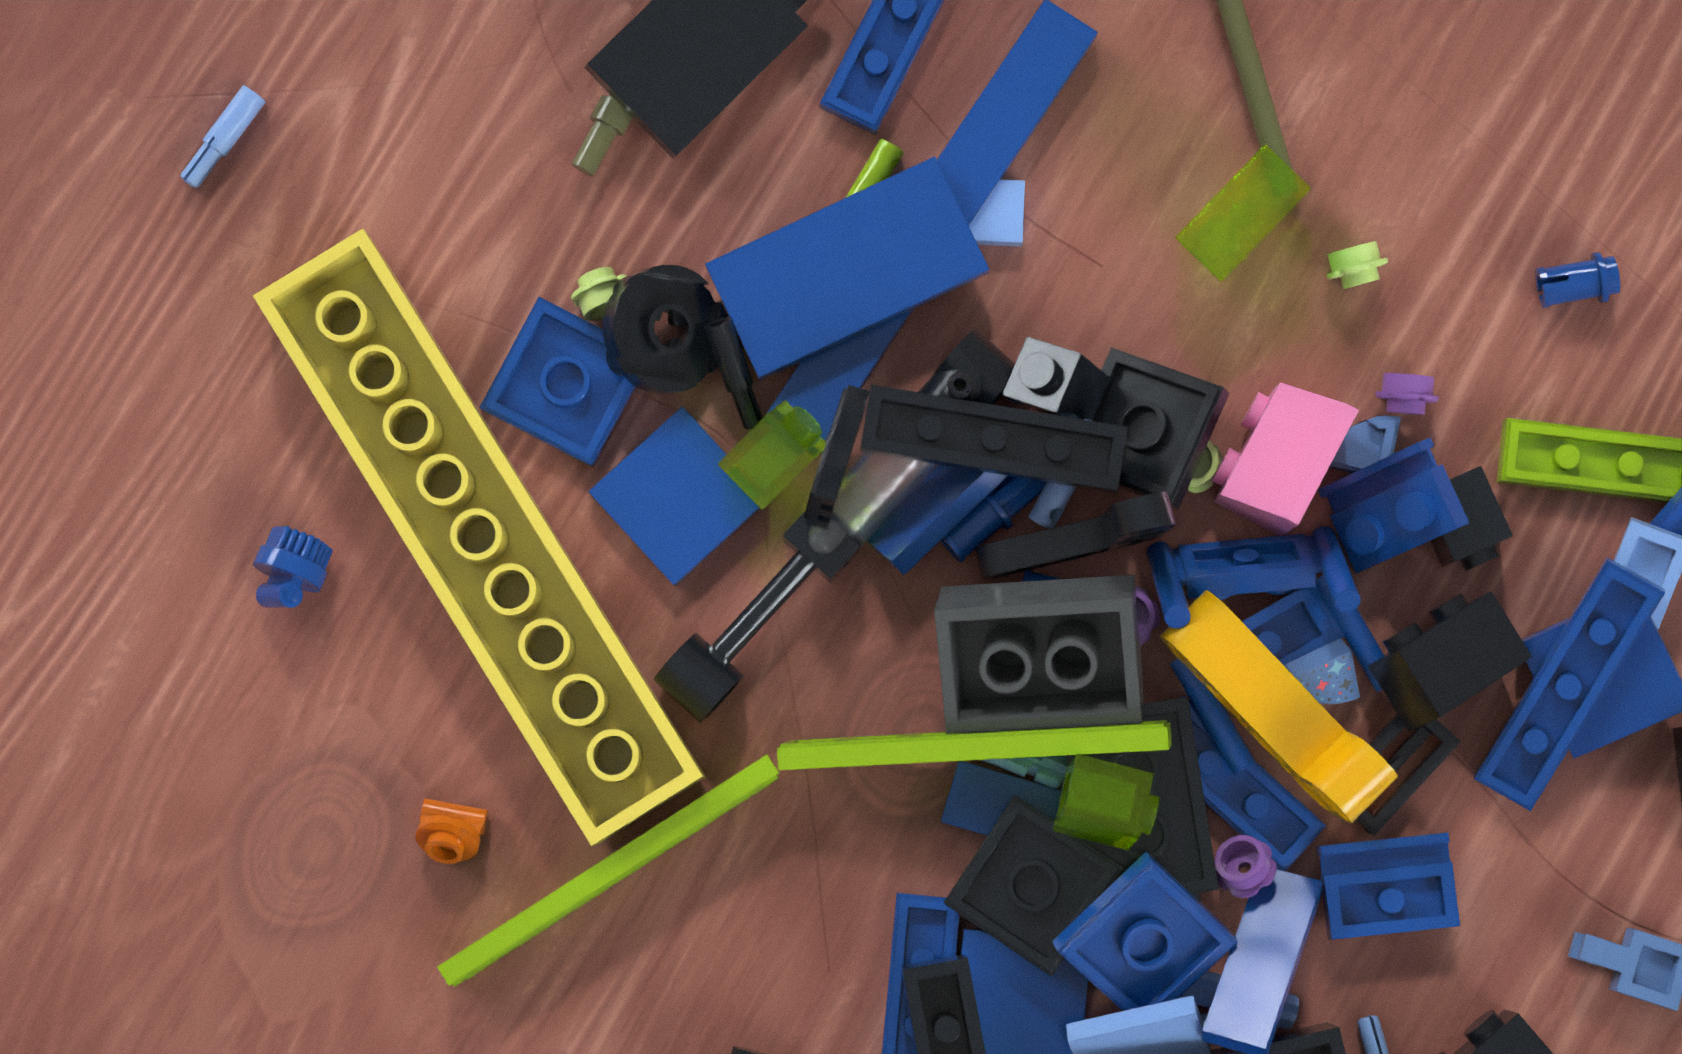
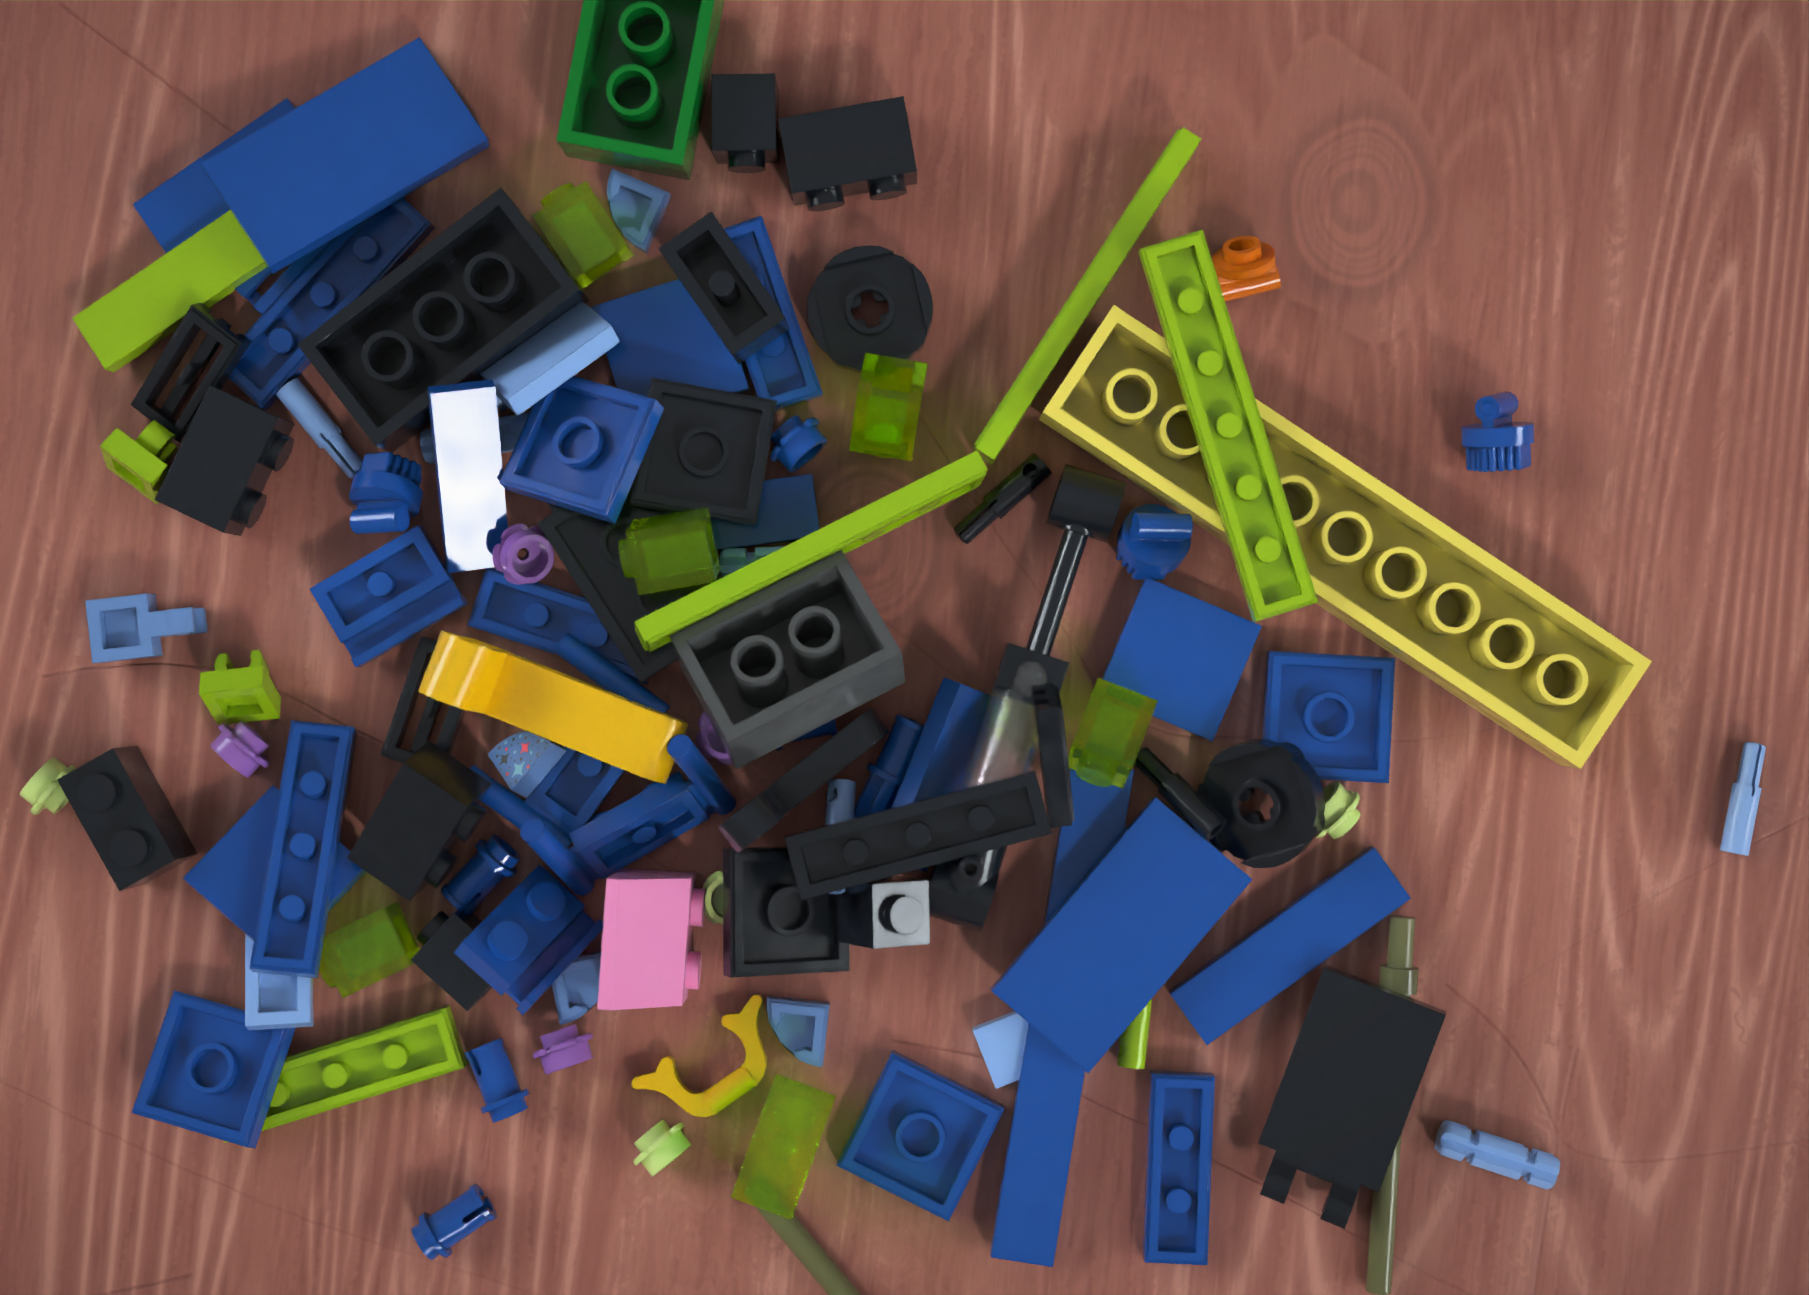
camera: 155 degrees right, 5 degrees up
(538, 685) = (1227, 426): none -> lime tile
(652, 614) = (1153, 541): none -> blue piece
(697, 191) = (1289, 944): none -> blue tile
(771, 718) = (1003, 497): none -> black piece
(786, 971) = (839, 292): none -> black plate
(842, 849) = (888, 407): none -> clear neon green brick
(941, 857) = (797, 442): none -> blue plate
(1112, 170) = (920, 1135): none -> blue tile
(1179, 317) = (800, 1026): none -> medium blue tile
(1271, 289) = (728, 1089): none -> yellow helmet
(1350, 983) = (385, 494): none -> blue piece
(1413, 588) = (481, 874): none -> blue pin
(1482, 392) = (497, 1080): none -> blue pin
(1549, 564) = (368, 950): none -> clear neon green brick
(1568, 858) = (240, 693): none -> lime tile
(1588, 806) = (241, 748): none -> medium lavender plate

